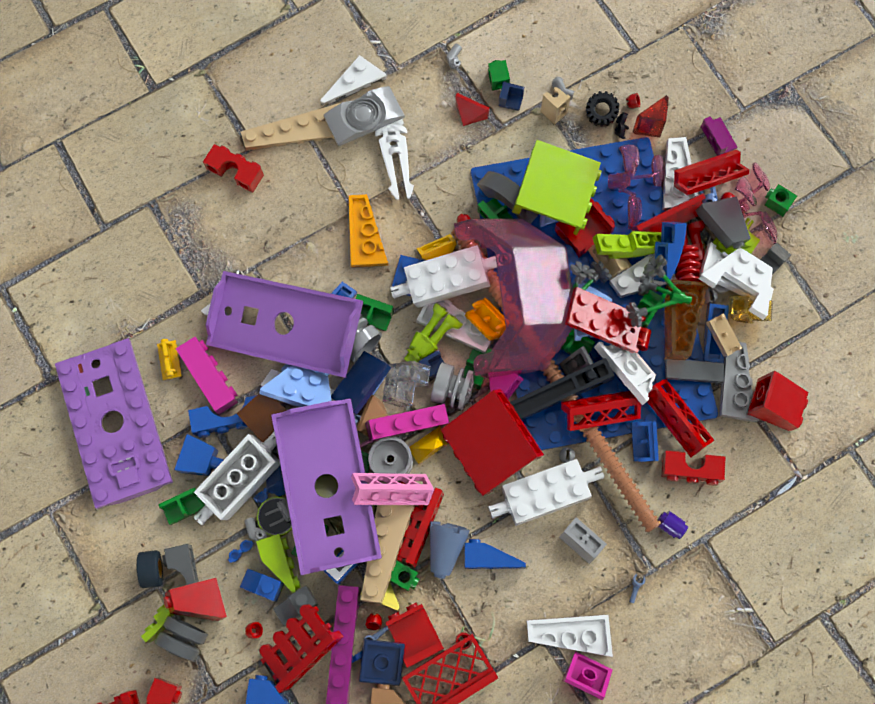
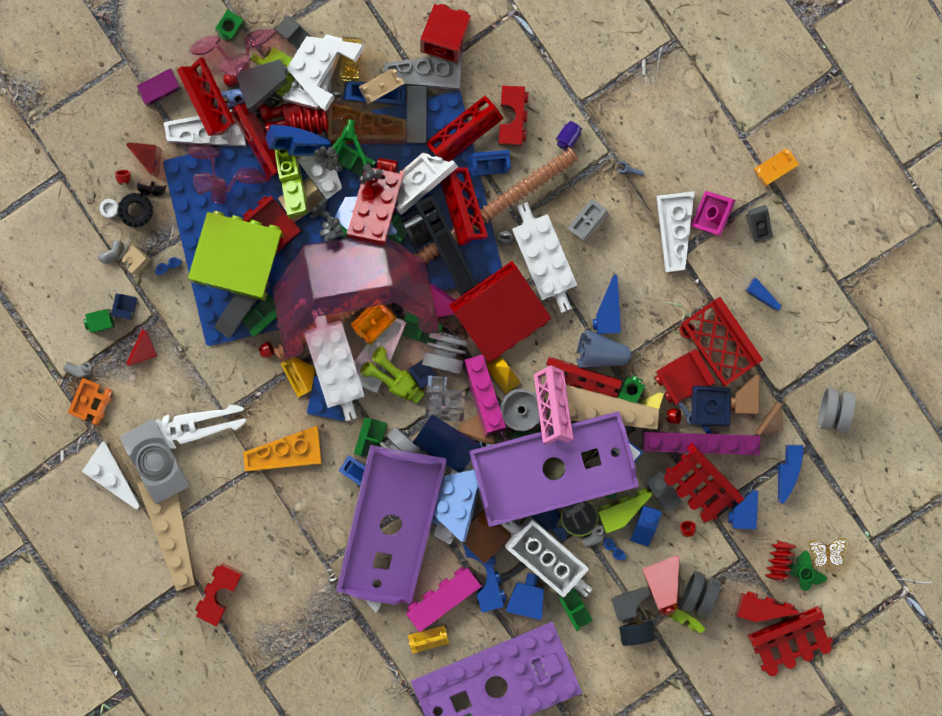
camera: 100 degrees left, 15 degrees up
(426, 60) = (84, 399): none -> orange plate
(546, 133) = (172, 263): none -> blue piece
(604, 85) = (109, 208): none -> white tile

